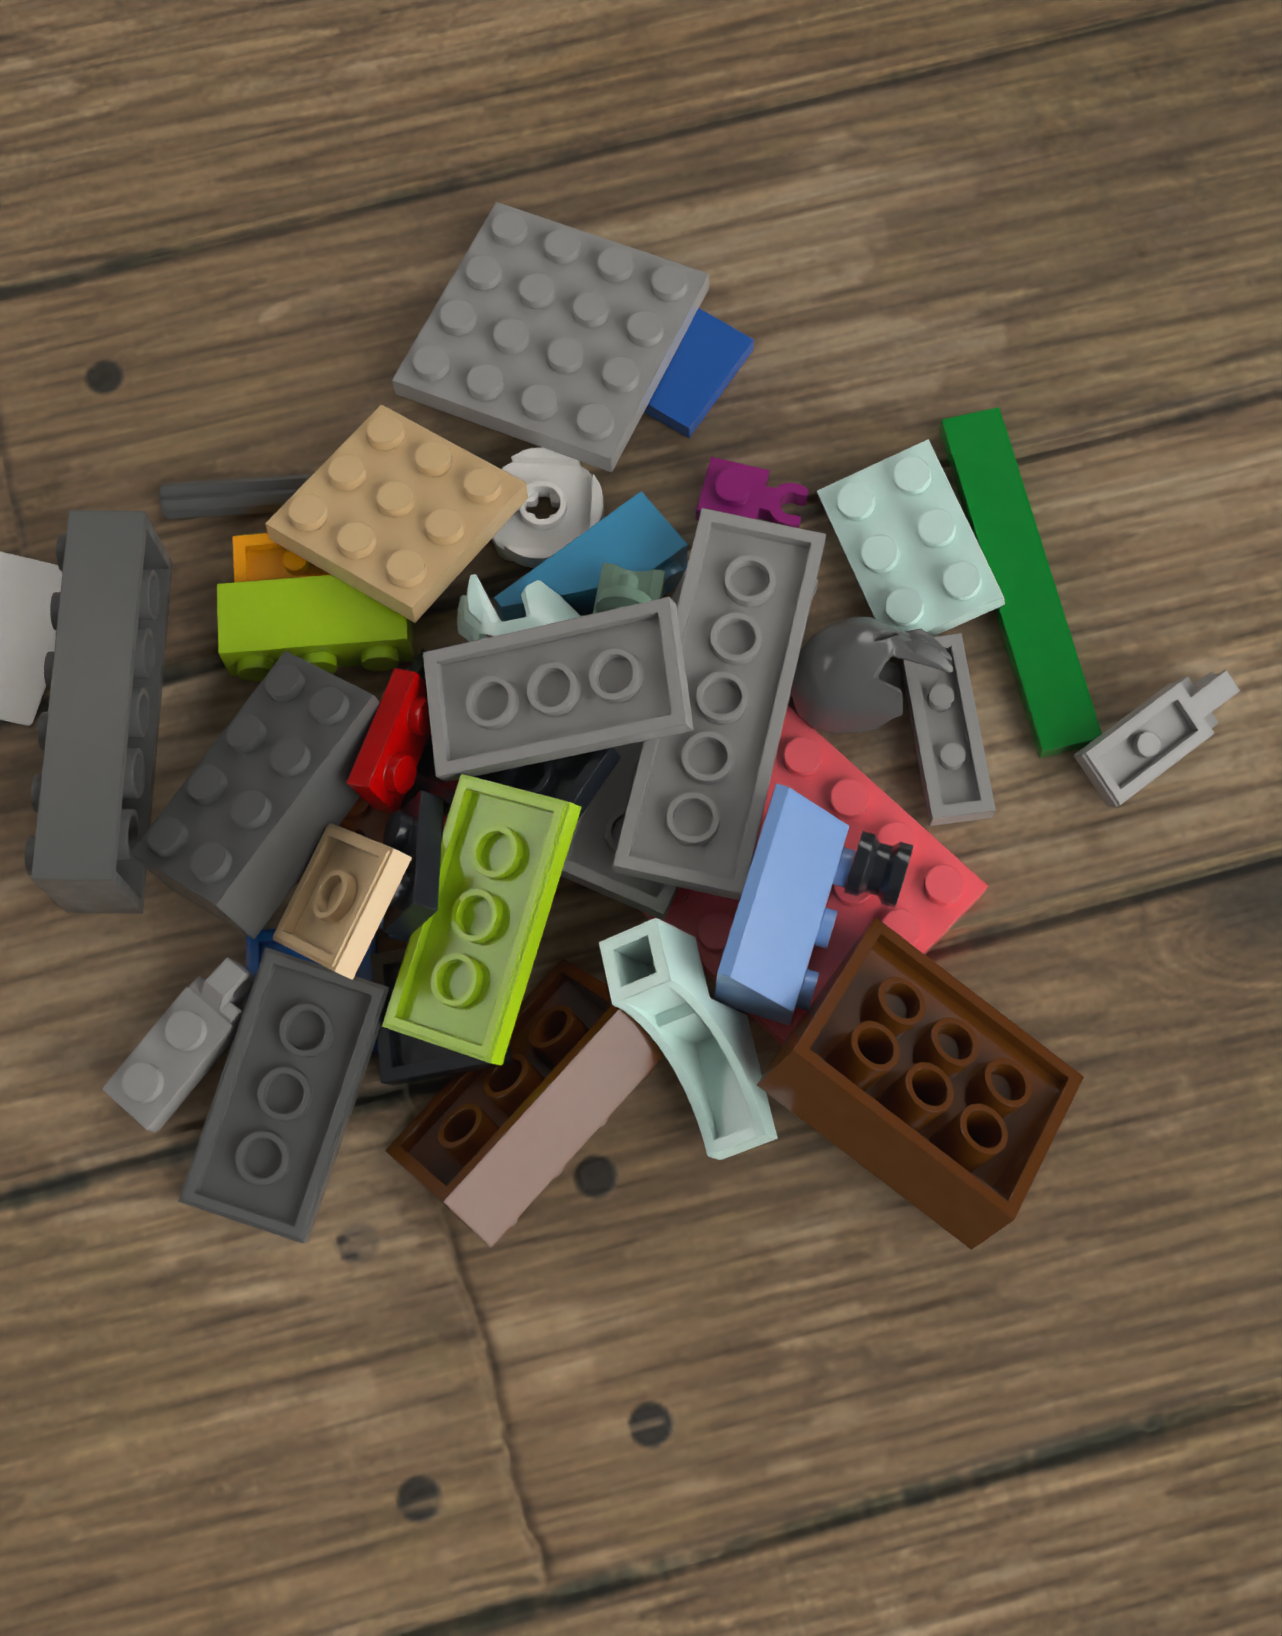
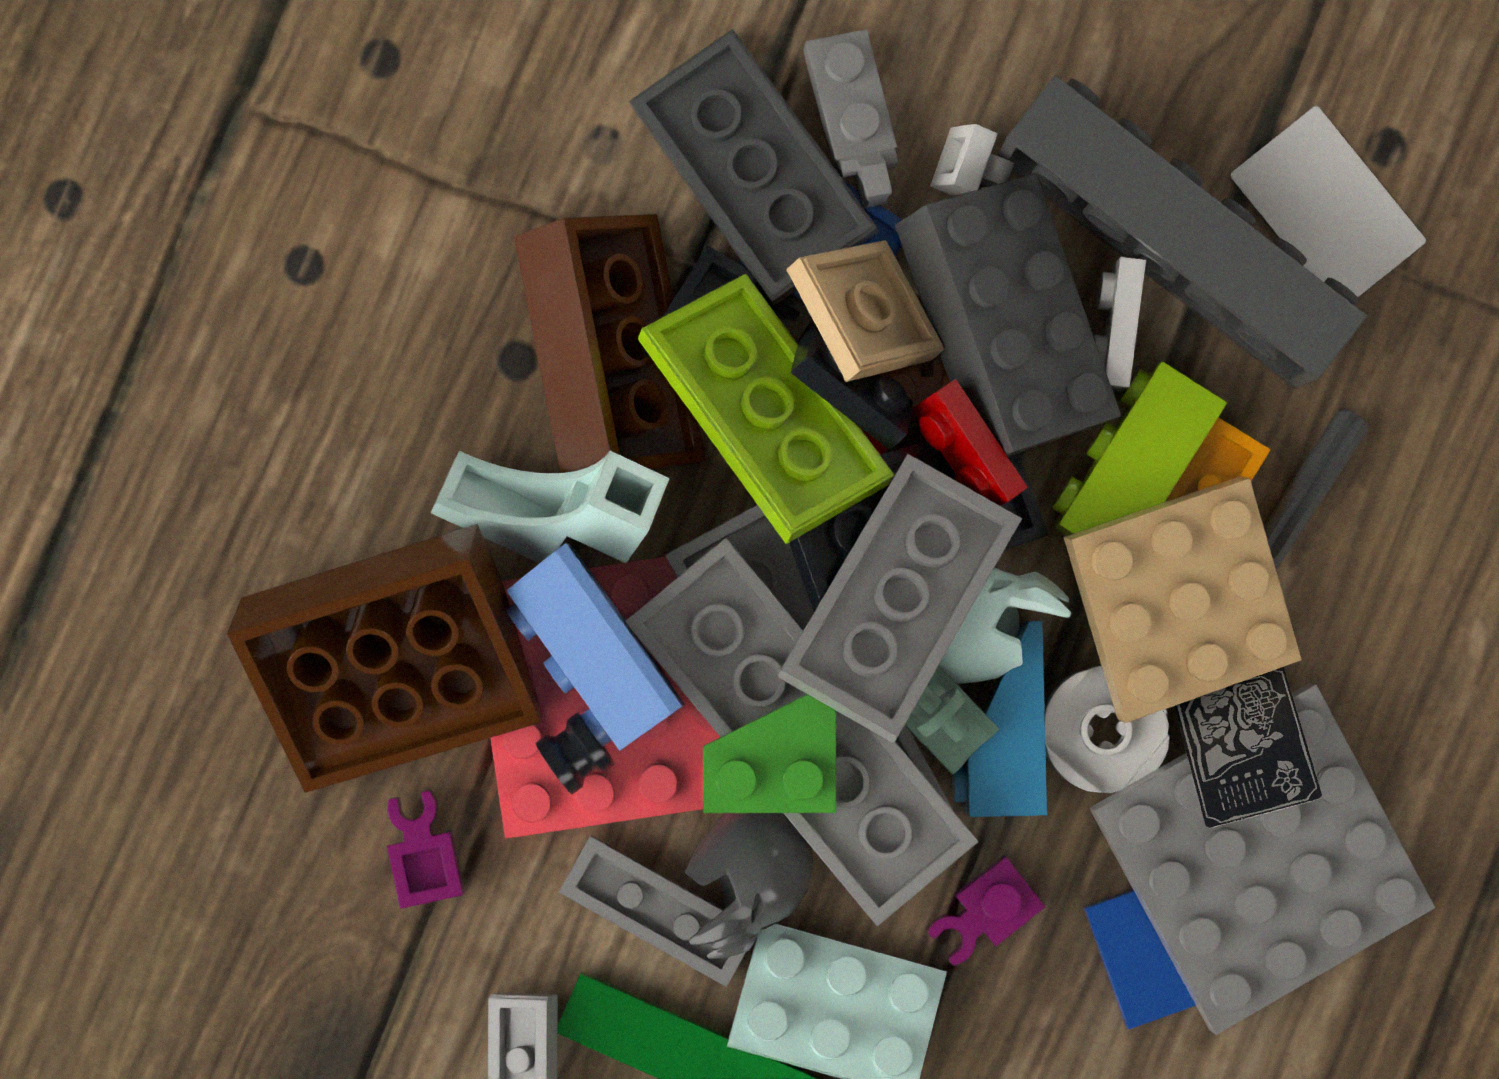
camera: 125 degrees right, 15 degrees up
(159, 924) = (969, 161): none -> white tile
(194, 723) = (1121, 297): none -> white plate
(481, 379) = (1247, 750): none -> black sticker
(764, 693) = (775, 763): none -> bright green wing
(1057, 936) = (425, 862): none -> magenta plate

